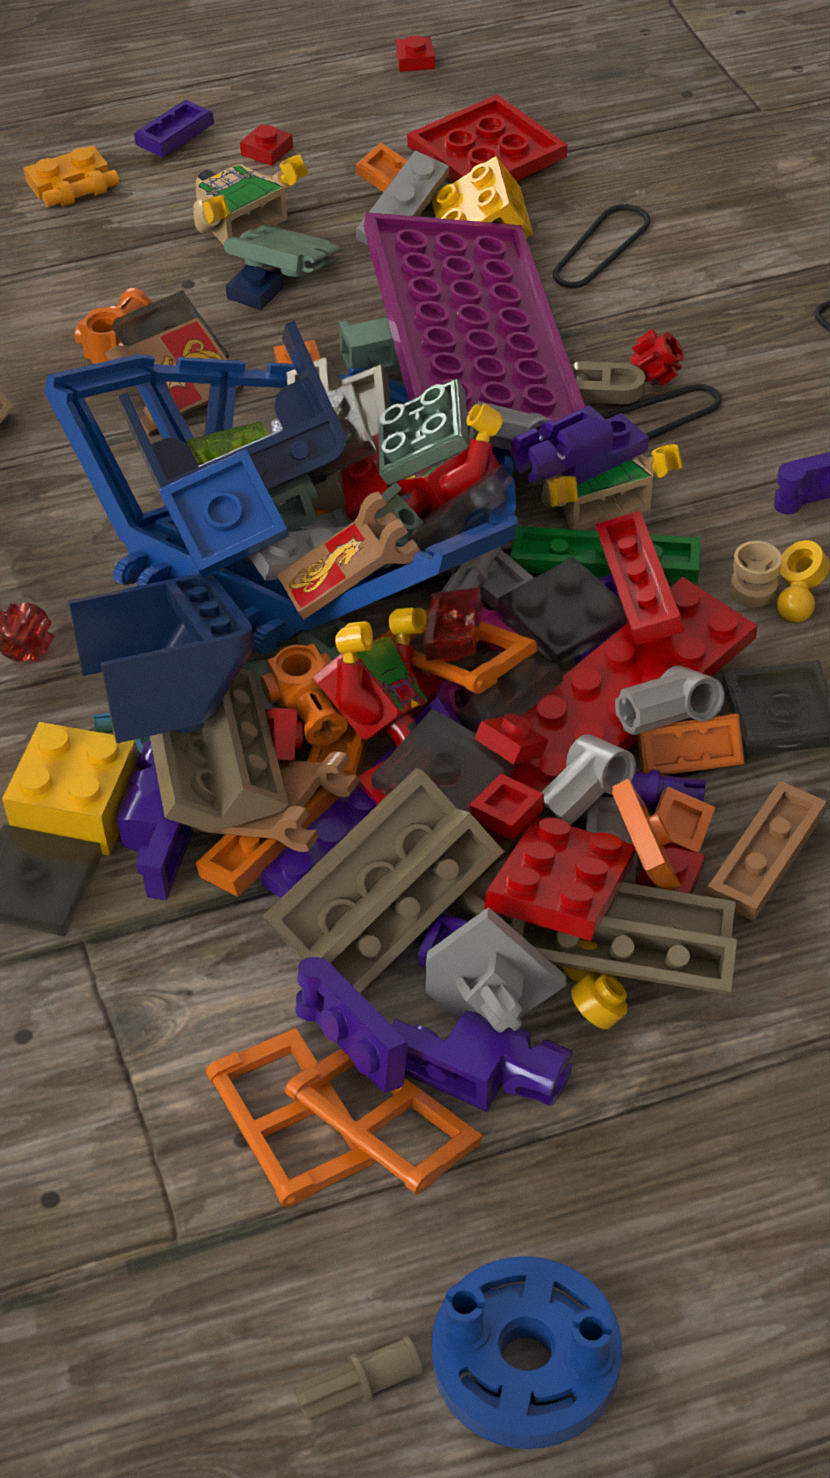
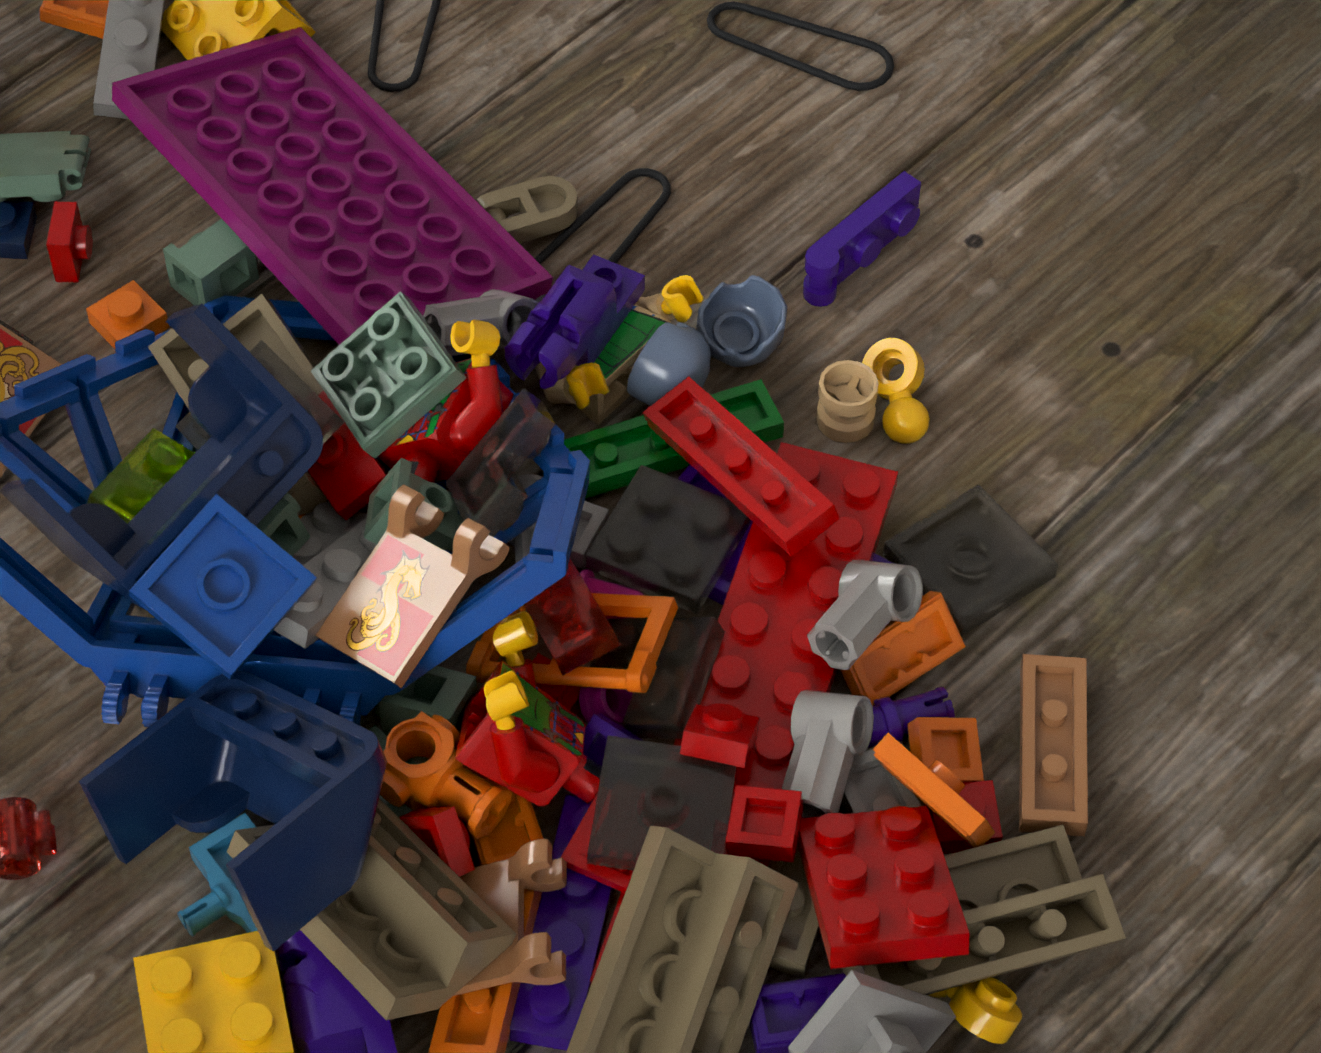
camera: 30 degrees left, 5 degrees up
(286, 302) = (68, 241): none -> red plate
(638, 493) = (668, 360): none -> sand blue hair
(658, 356) = (574, 154): red gear -> none
(710, 498) = (743, 321): none -> sand blue hair

